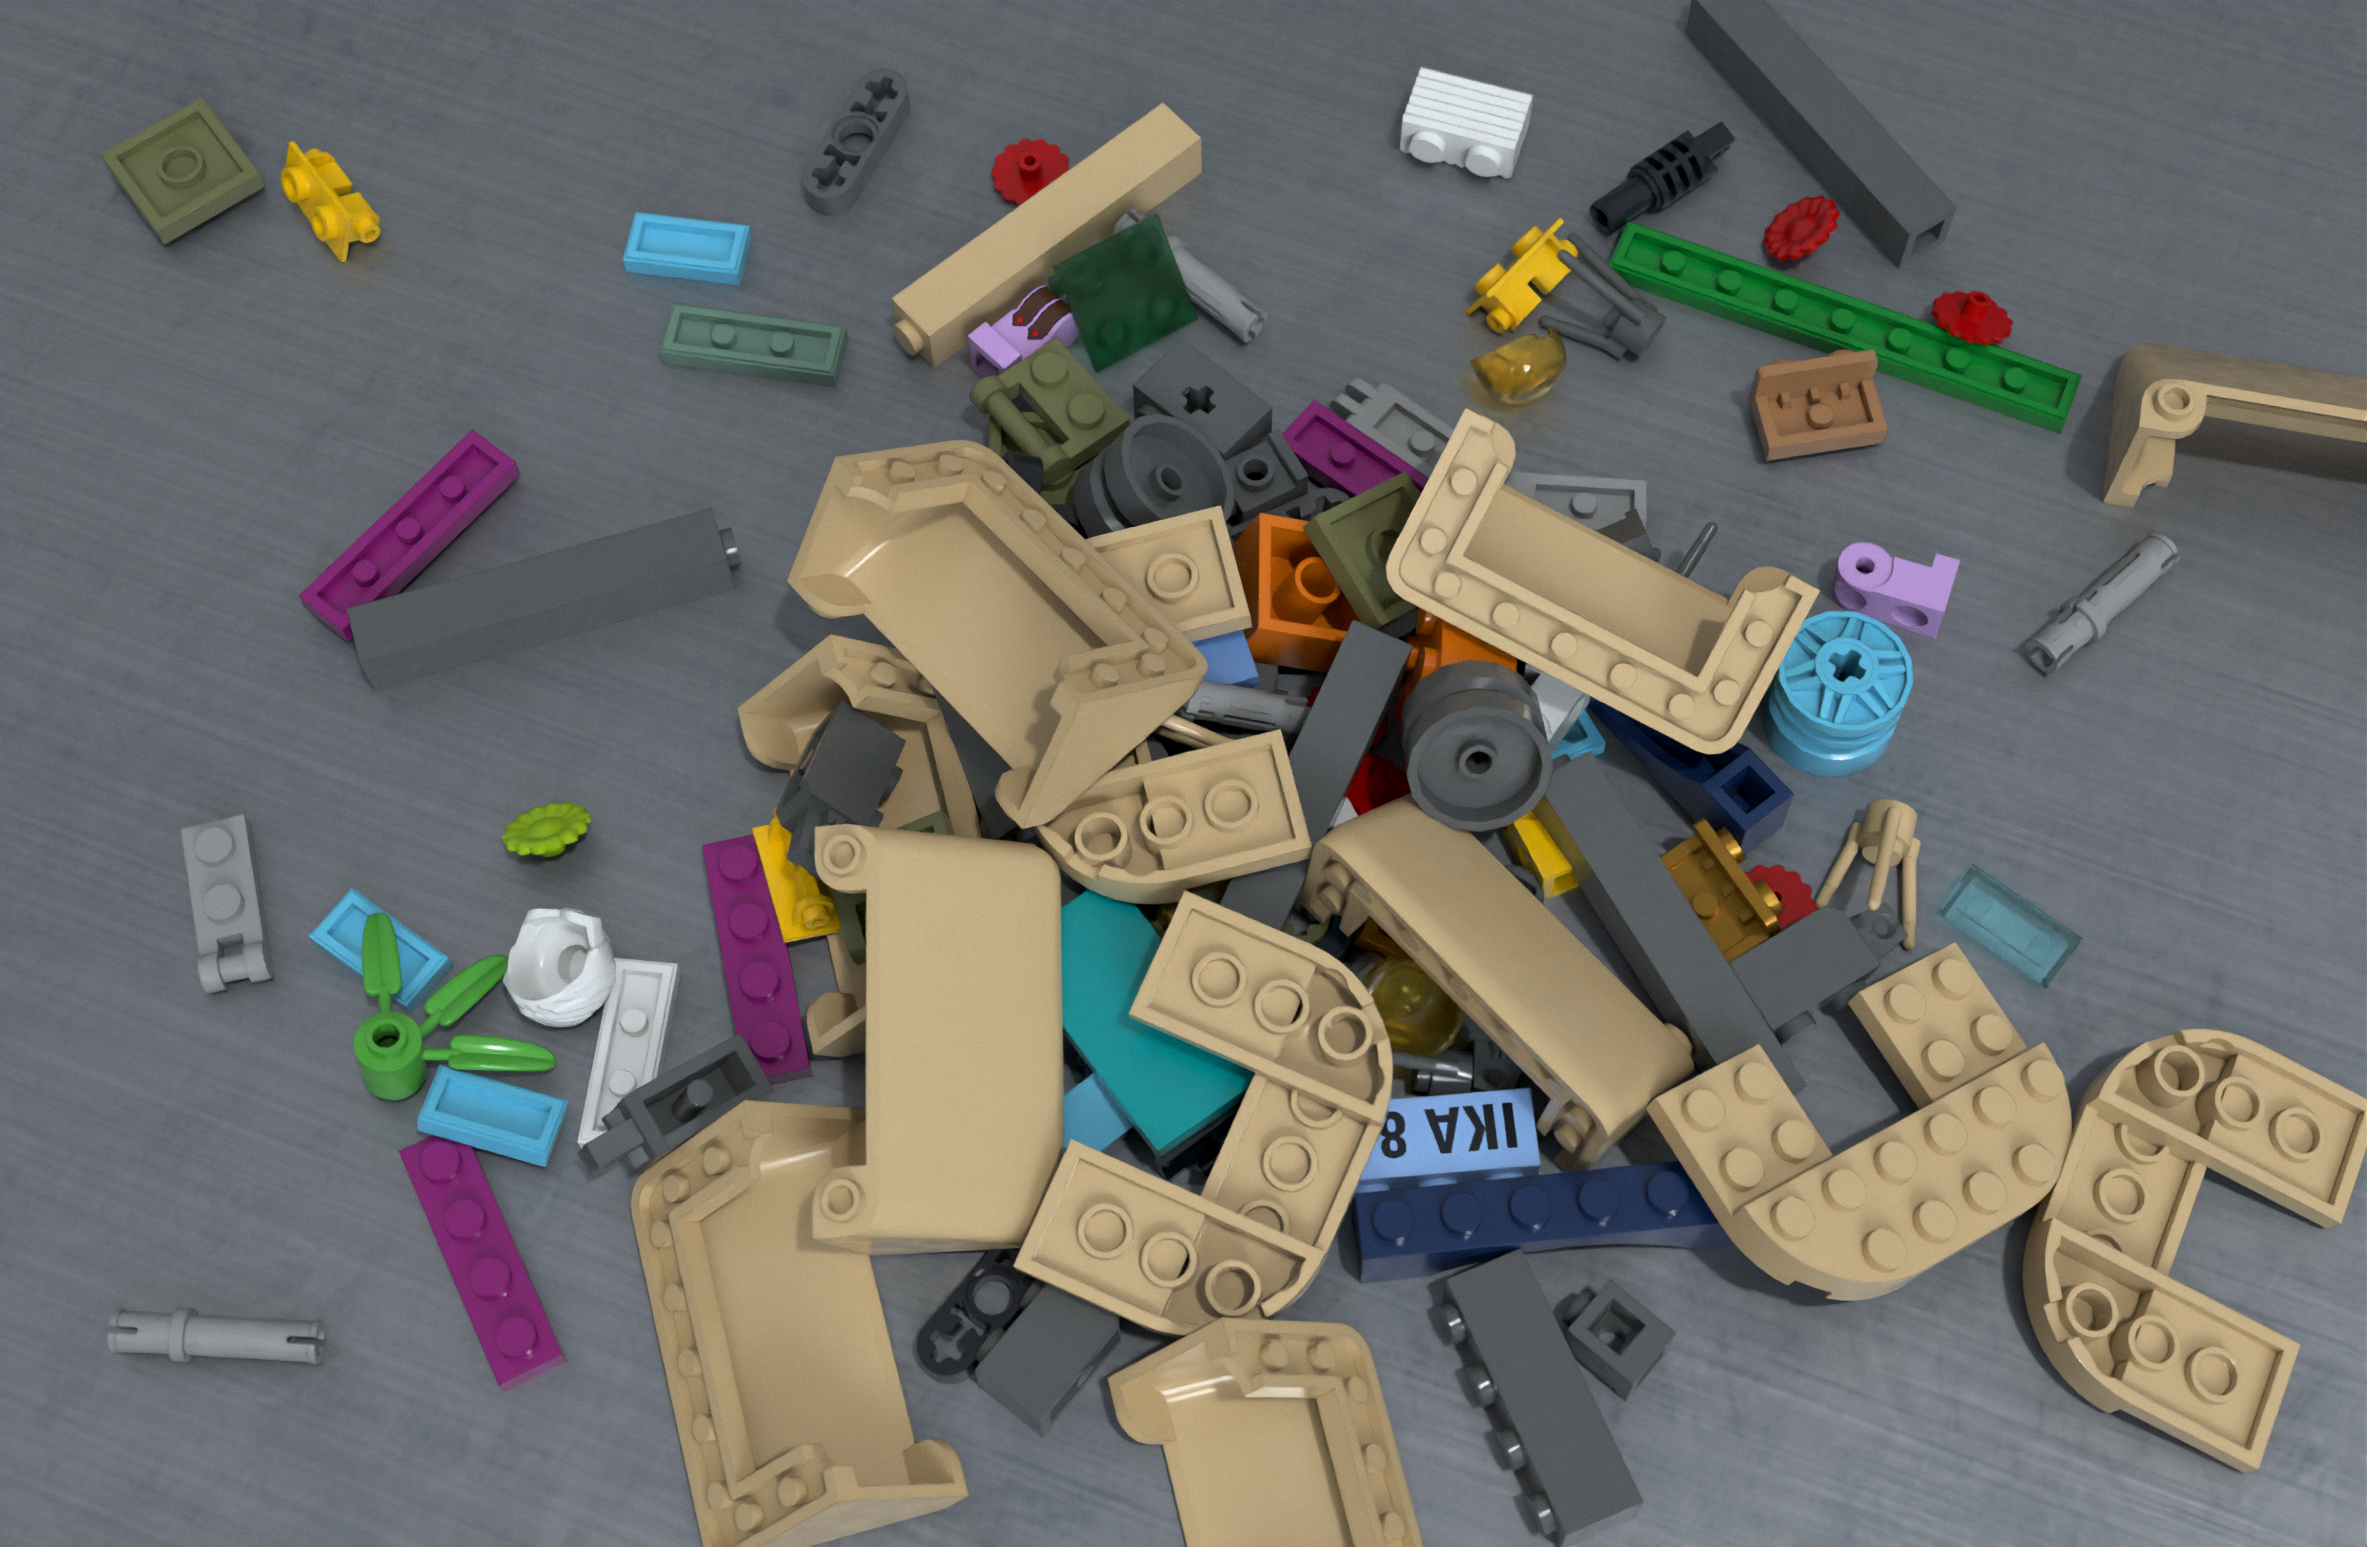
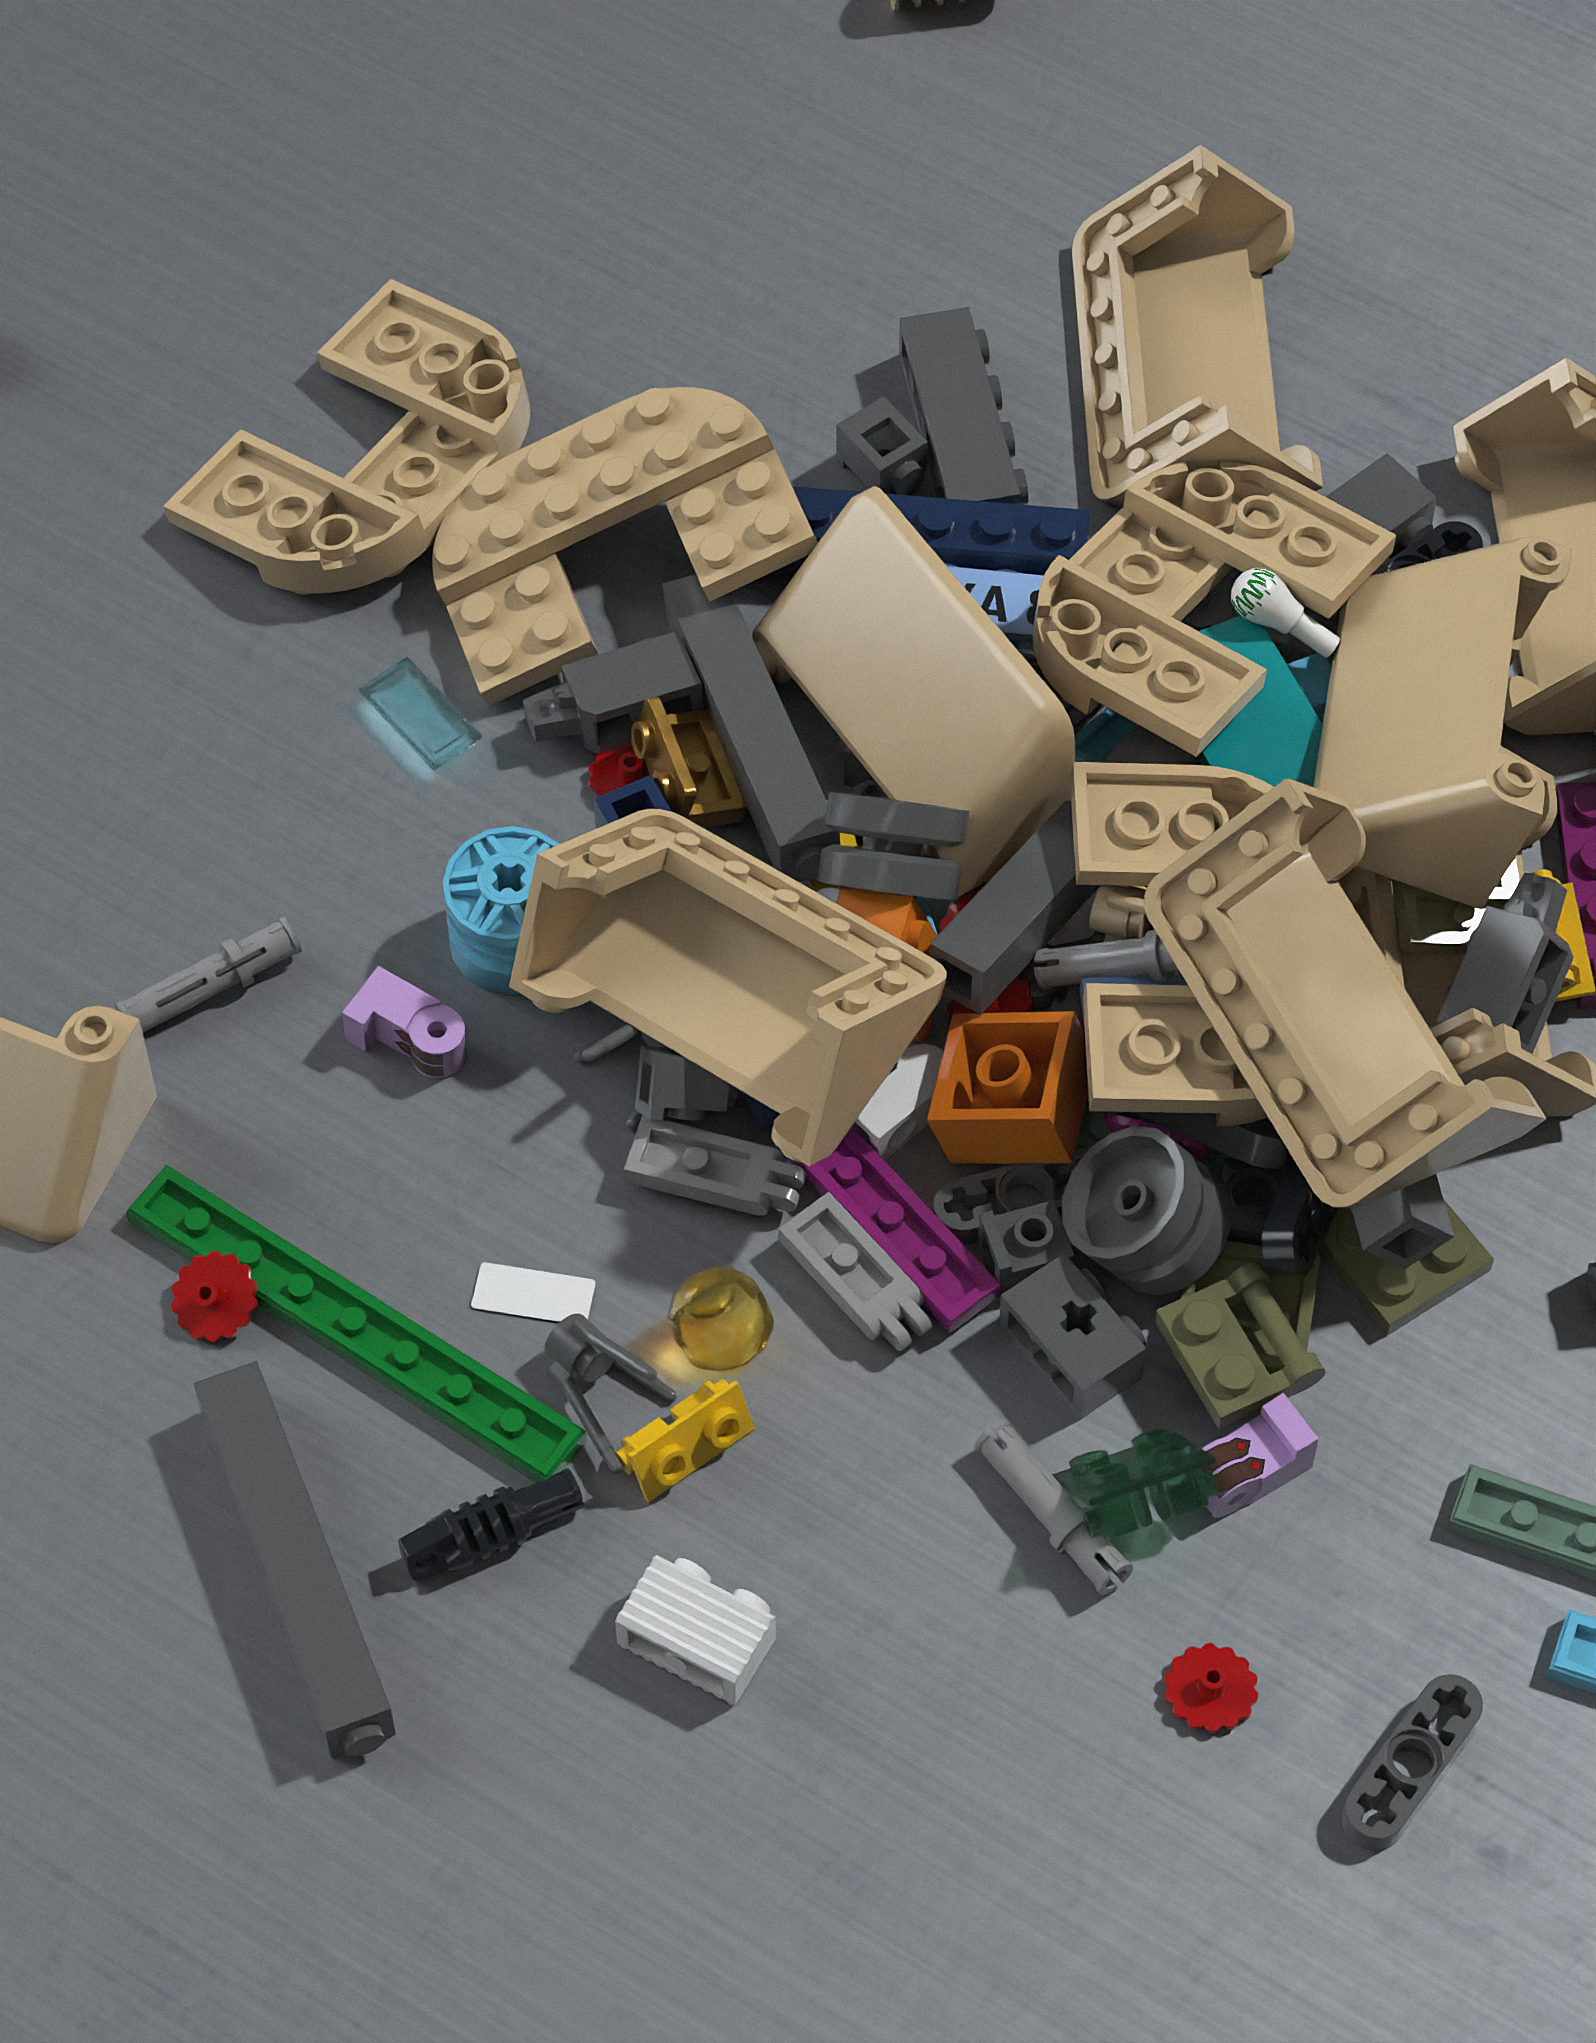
camera: 170 degrees left, 5 degrees down
(1059, 221) = (1204, 1579): tan brick -> none
(1145, 1141) = (1266, 601): none -> white piece
(1357, 544) = (935, 1082): olive plate -> none
(1693, 388) = (531, 1292): none -> white sticker
(1801, 228) = (360, 1429): red piece -> none
(1817, 404) = (418, 1219): medium nougat bracket -> none
(1885, 841) = (505, 795): tan plant -> none

